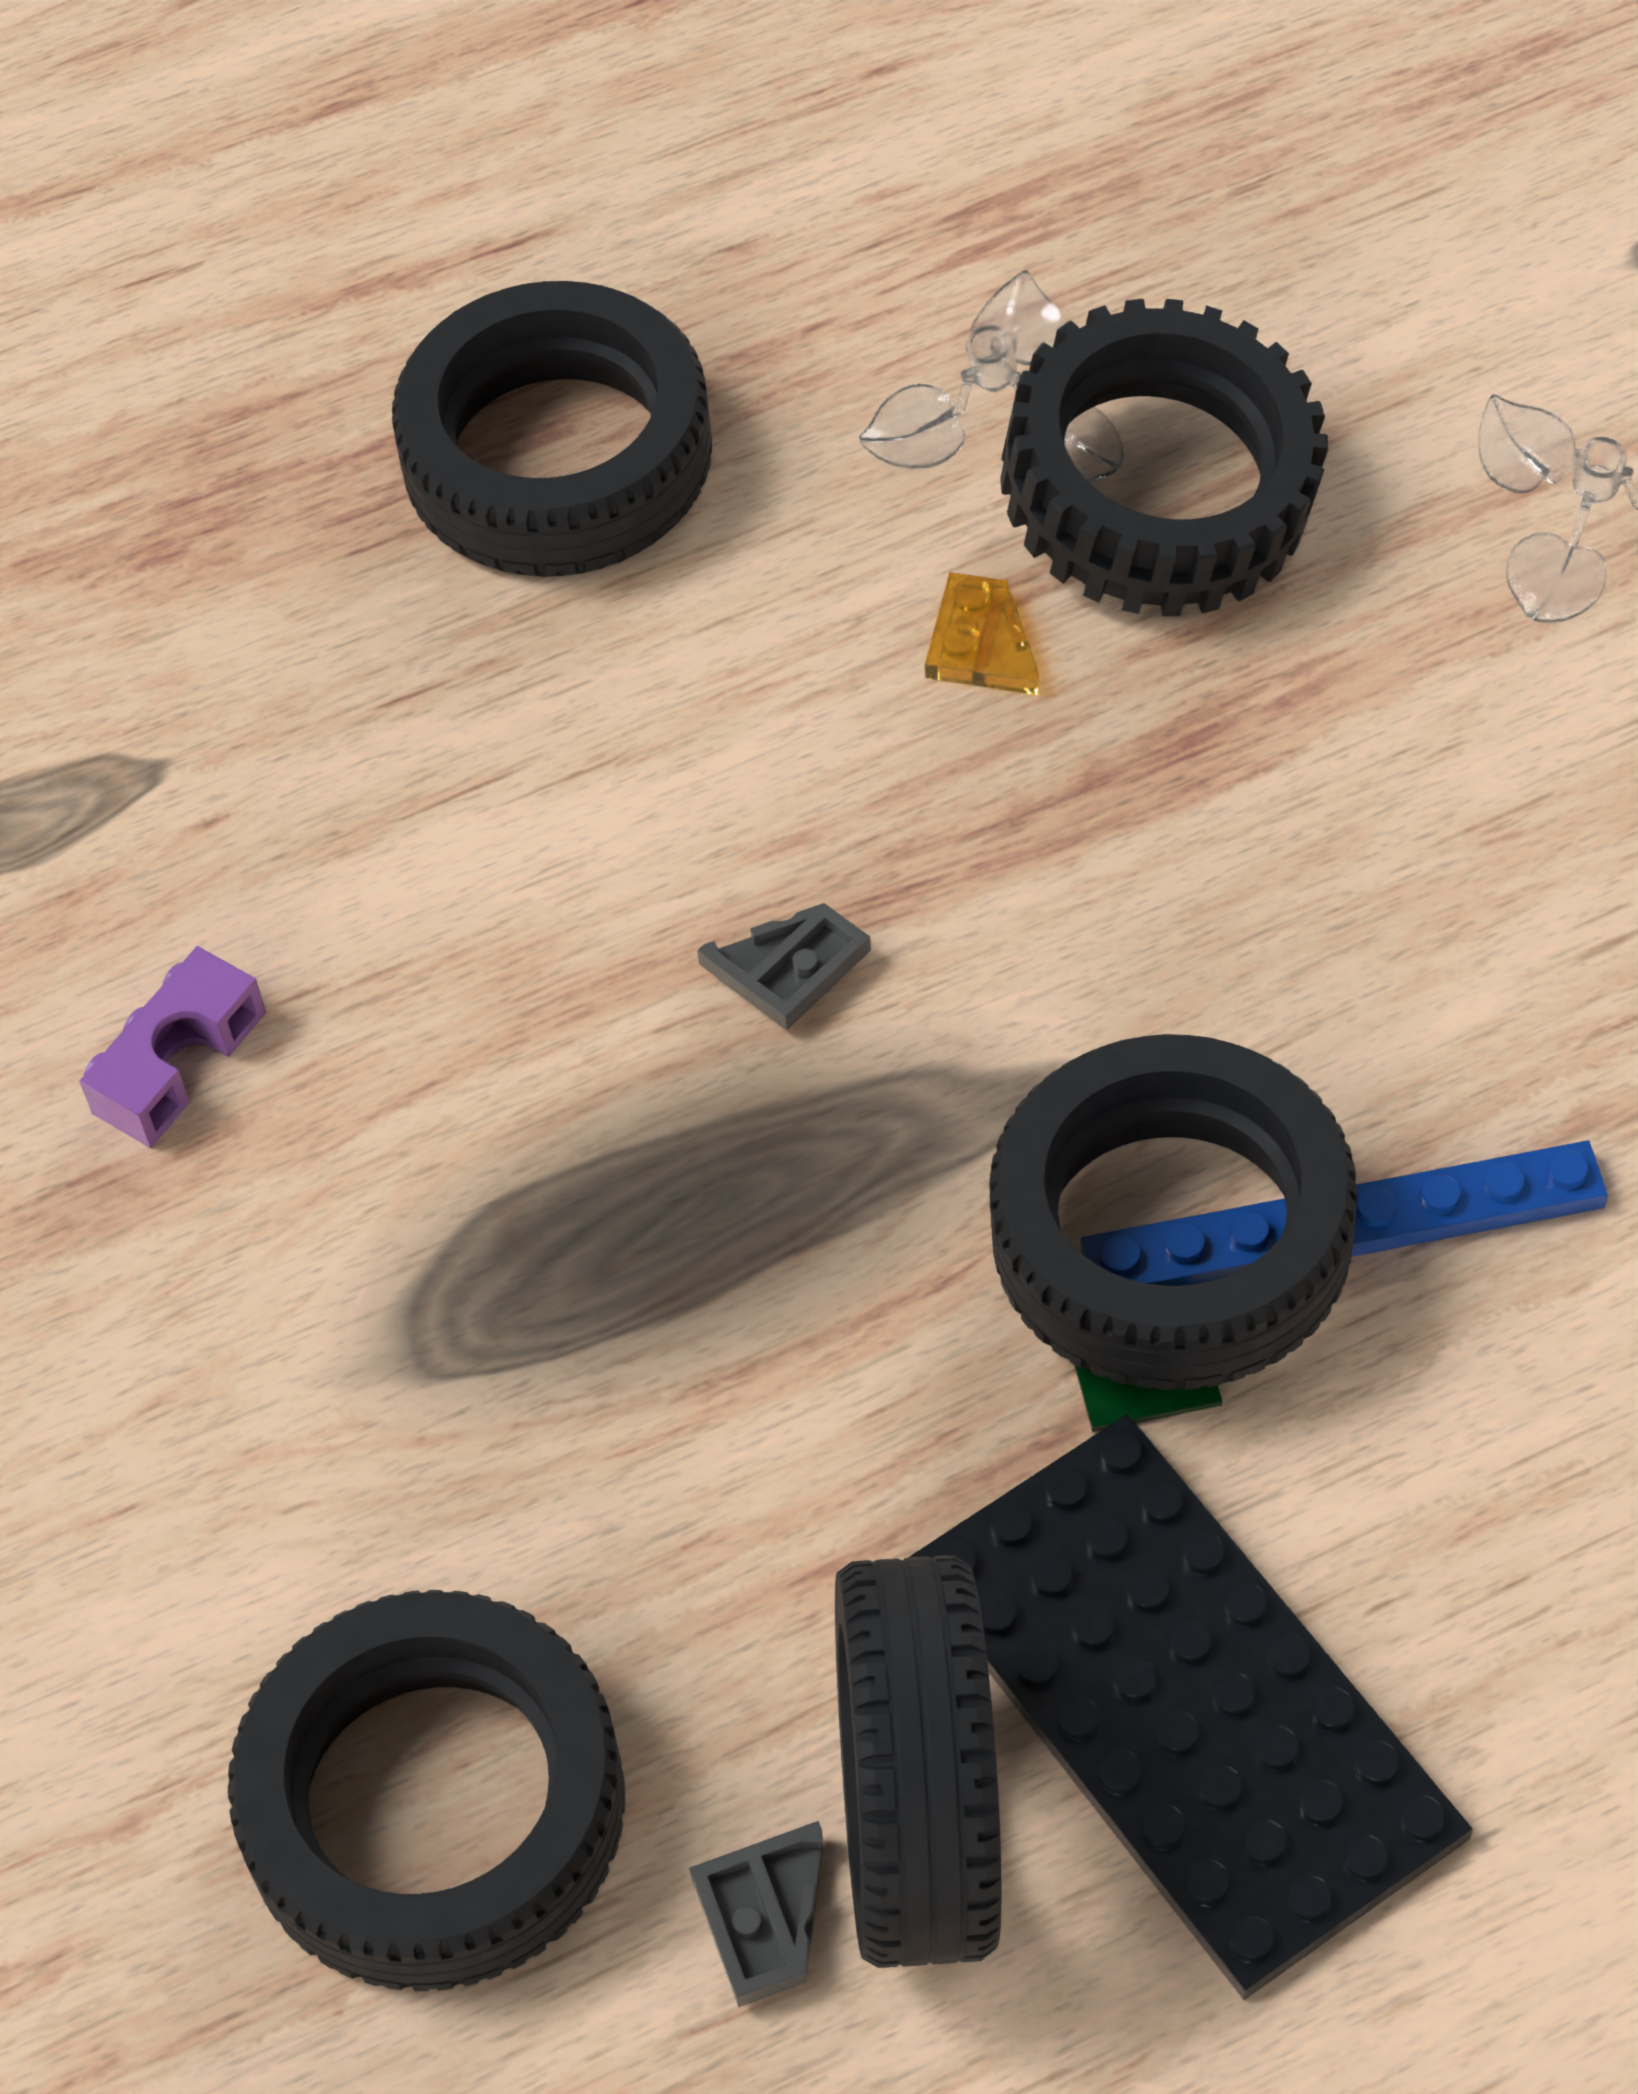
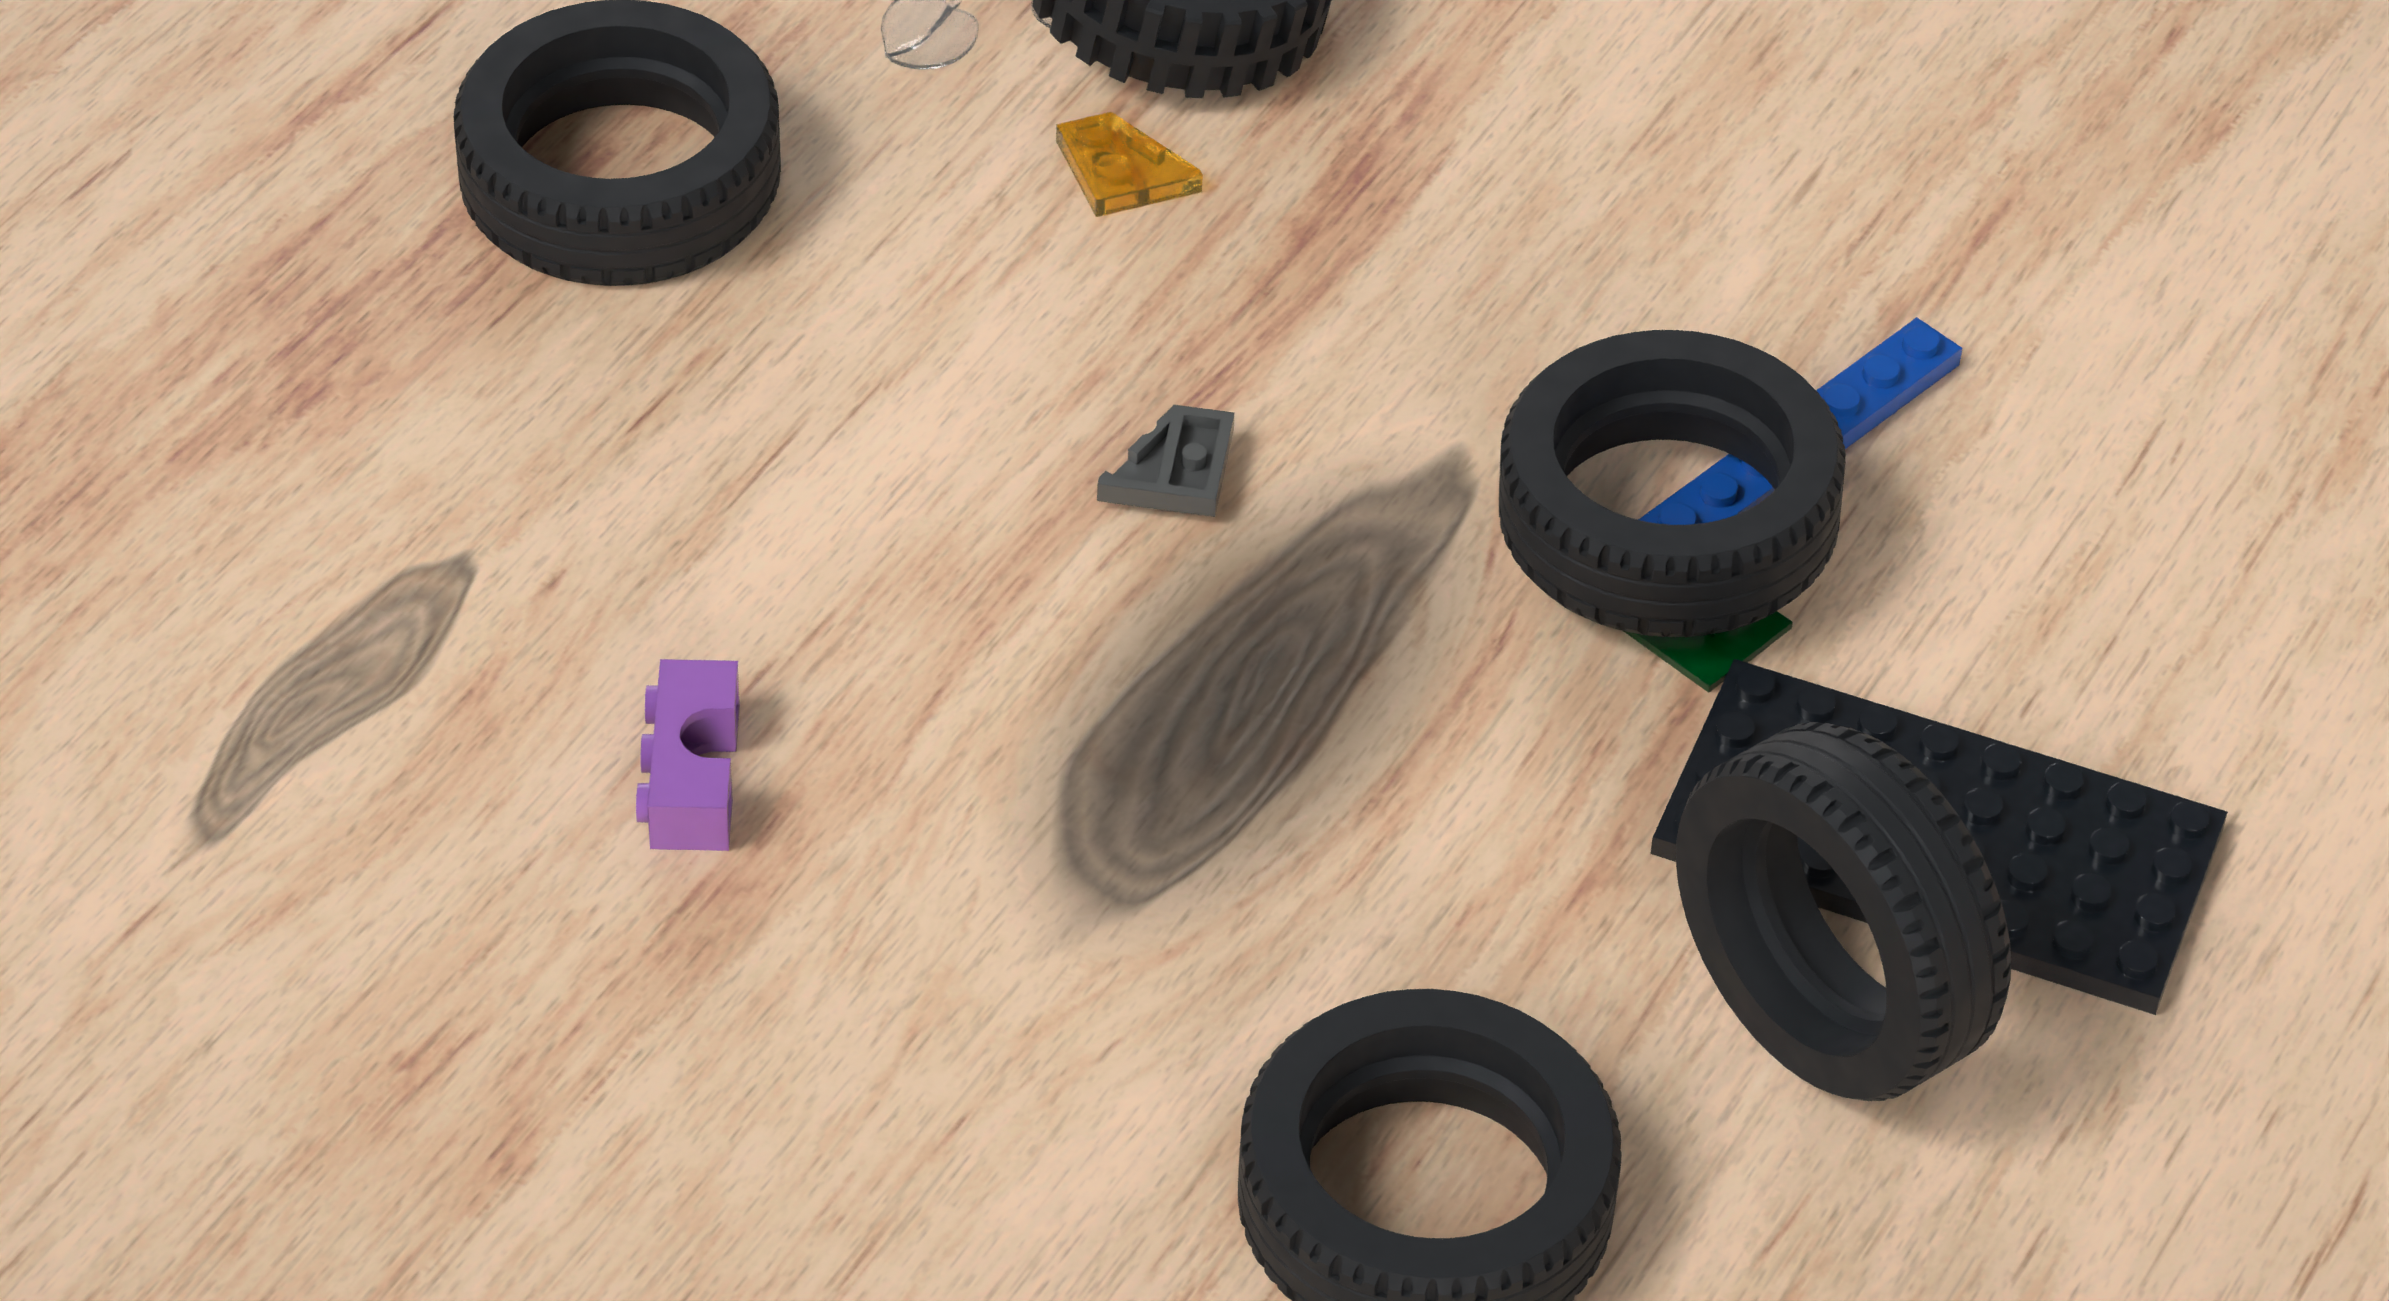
camera: 40 degrees left, 10 degrees down
(763, 1910) = (1756, 1132): dark grey wing -> none

